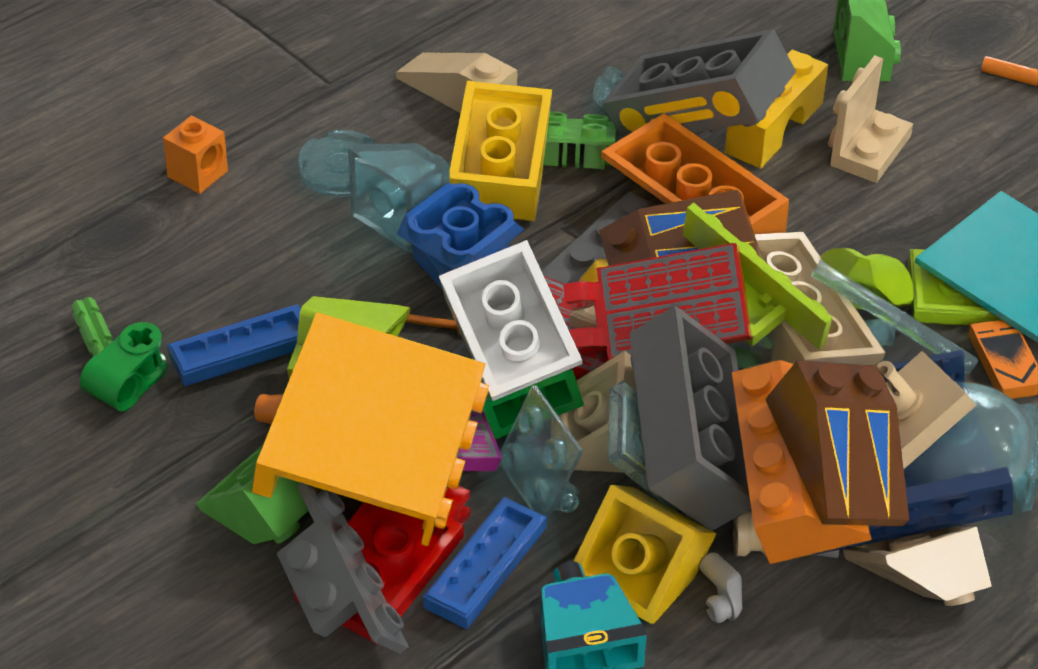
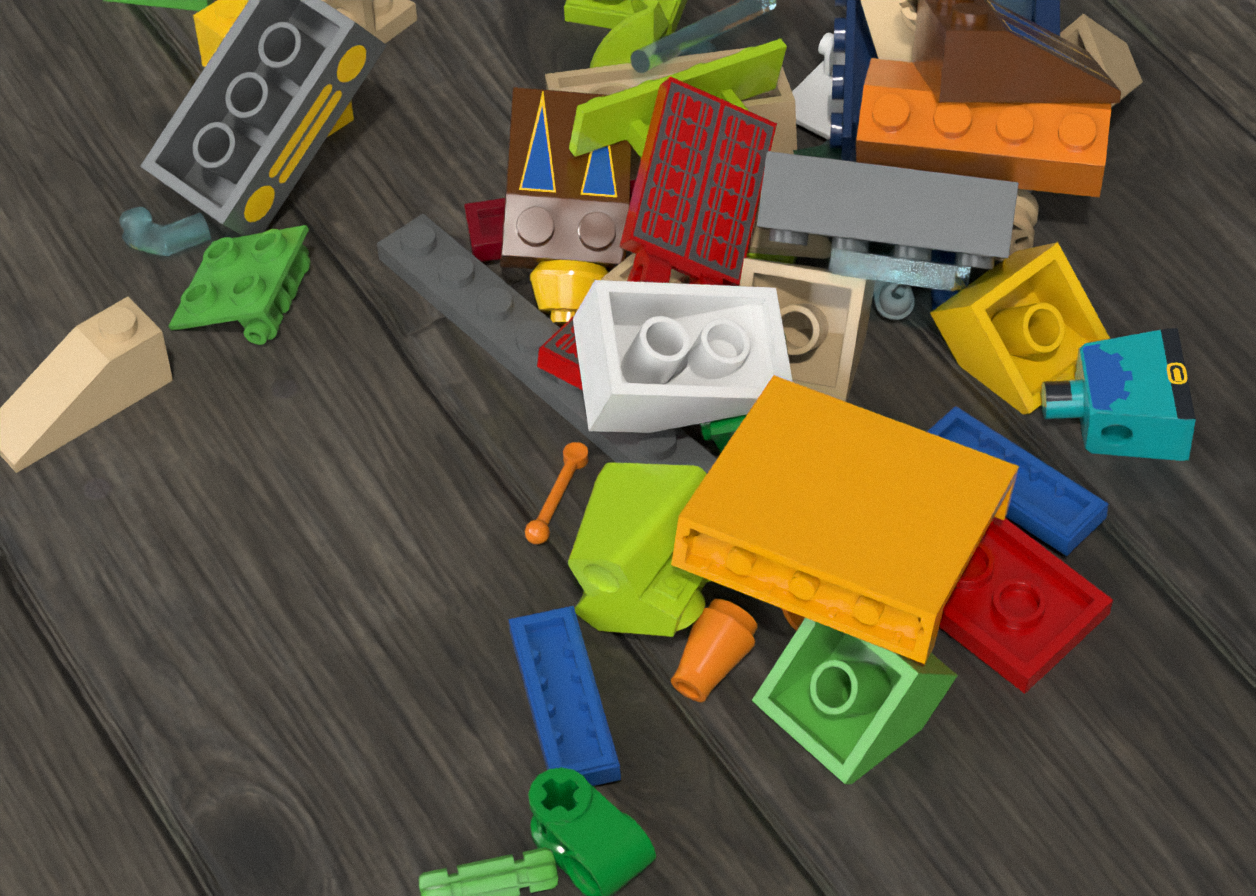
camera: 75 degrees left, 5 degrees up
(195, 154) = (143, 714): orange brick -> none
(325, 162) = (197, 554): clear light blue tile -> none
(334, 576) = (1048, 622): dark grey bracket -> none
(391, 182) = (344, 462): clear light blue slope -> none
(456, 229) = (455, 413): blue piece -> none
(502, 144) = (288, 341): yellow slope -> none
(541, 457) = (880, 370): clear light blue hinge -> none
(683, 166) = (406, 156): orange slope -> none
(729, 588) = (1096, 269): light grey arm -> none

